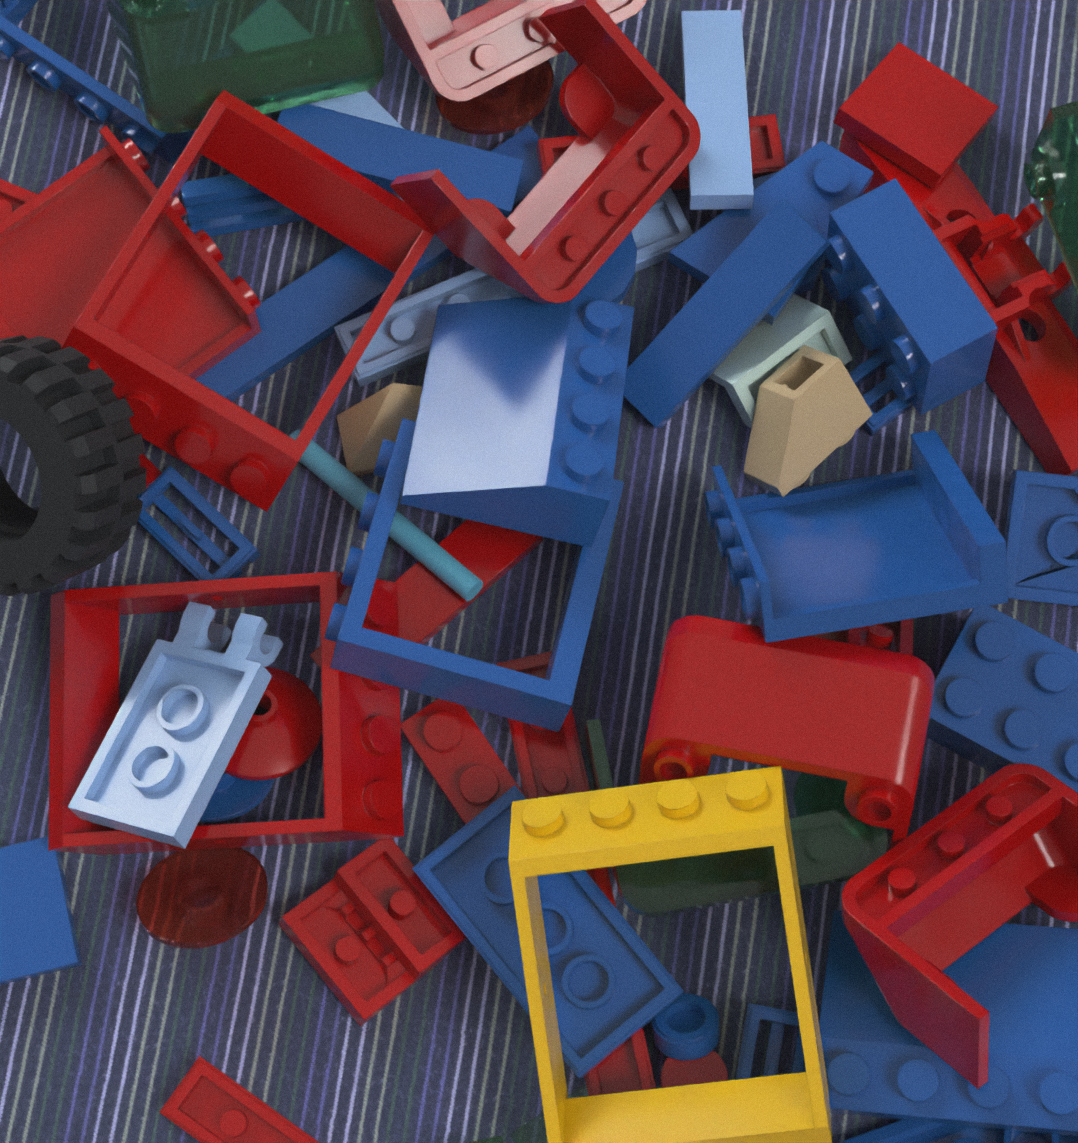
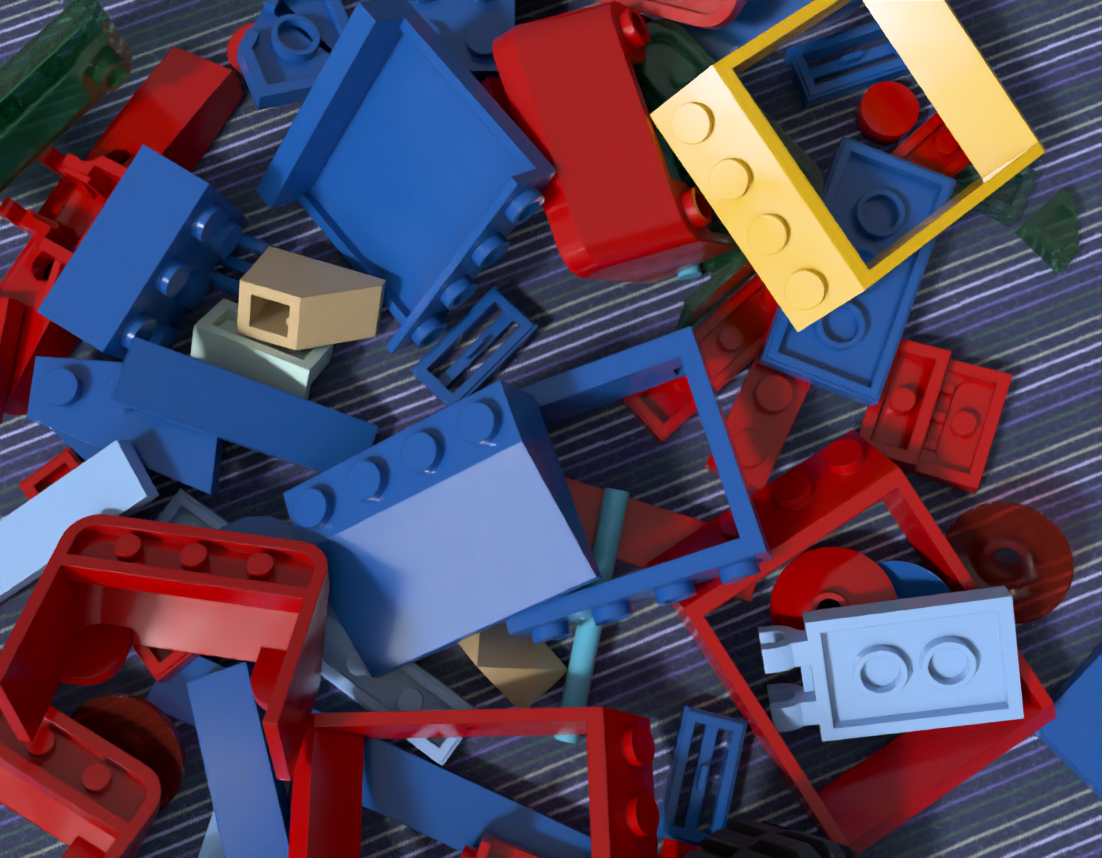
camera: 125 degrees left, 5 degrees up
(687, 1028) = (859, 123): blue tile -> none
(694, 600) = (512, 313): none -> blue tile

